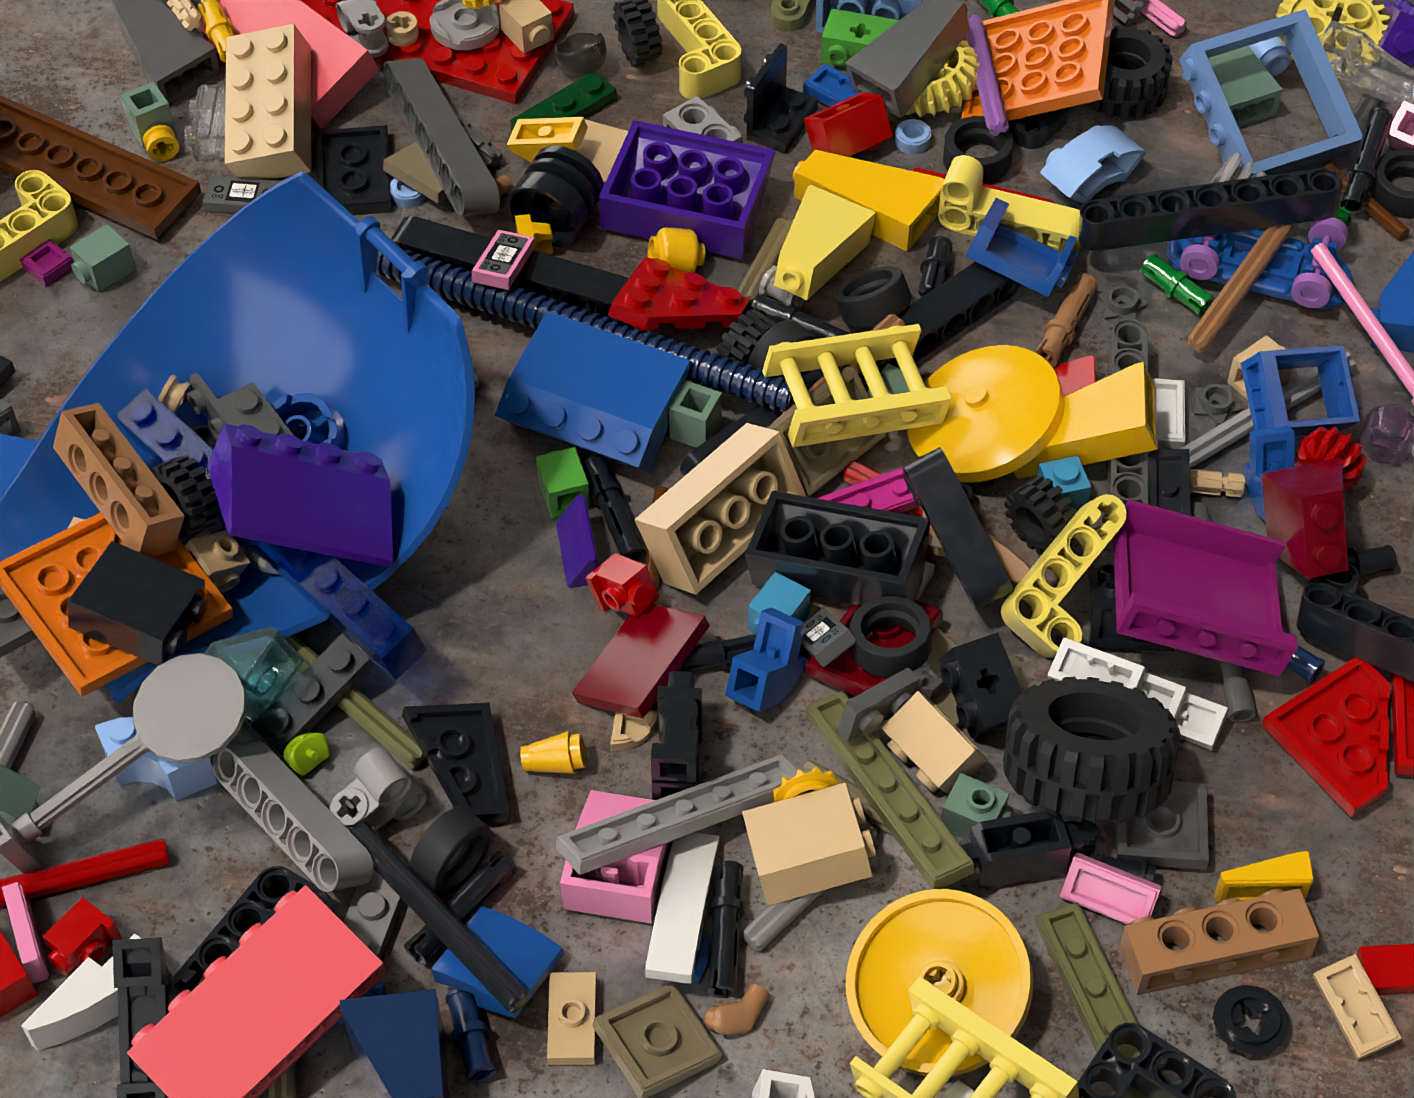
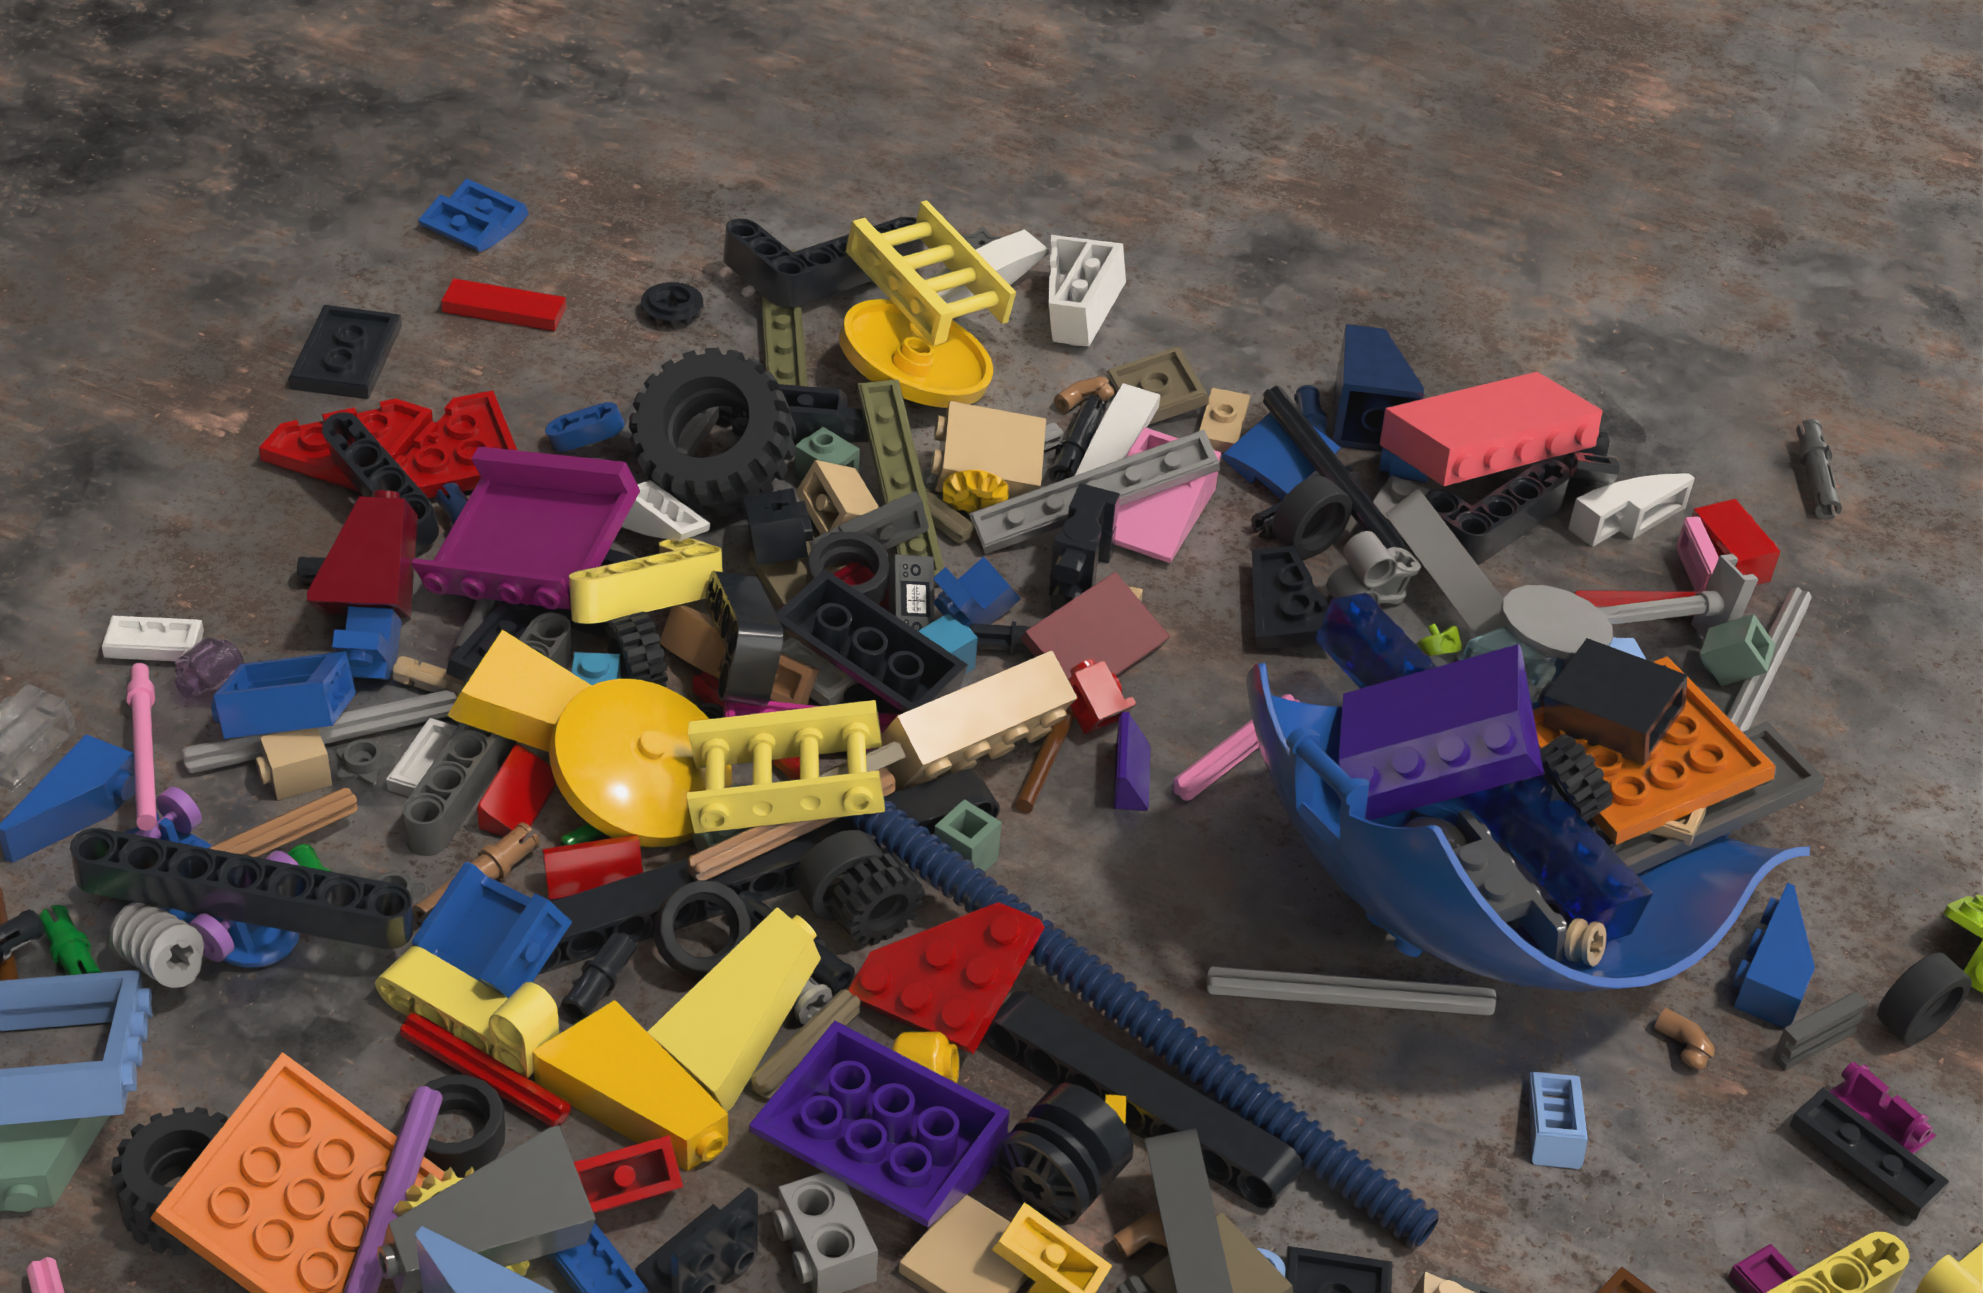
camera: 170 degrees left, 10 degrees down
(80, 935) = (1647, 546): red brick -> none
(102, 258) = (1690, 1243): sand green brick -> none
(118, 480) = (1650, 802): medium nougat brick -> none
(486, 593) = (1218, 761): none -> bright pink axle
(503, 259) = (1155, 1055): tile -> none
(555, 754) = (1197, 588): yellow cone -> none
(561, 479) = (1134, 823): bright green brick -> none
(594, 391) = (1085, 871): blue slope -> none
(608, 496) = (1086, 805): black pin -> none
(985, 338) = (590, 865): none -> red tile
(1092, 162) = (338, 1047): light blue brick -> none
(1156, 967) = (650, 338): medium nougat brick -> none
(1238, 794) = (585, 427): none -> blue beam
(1252, 880) = (579, 373): yellow slope -> none
(1330, 444) = (297, 632): red gear -> none
(1356, 1007) = (584, 287): tan plate -> none

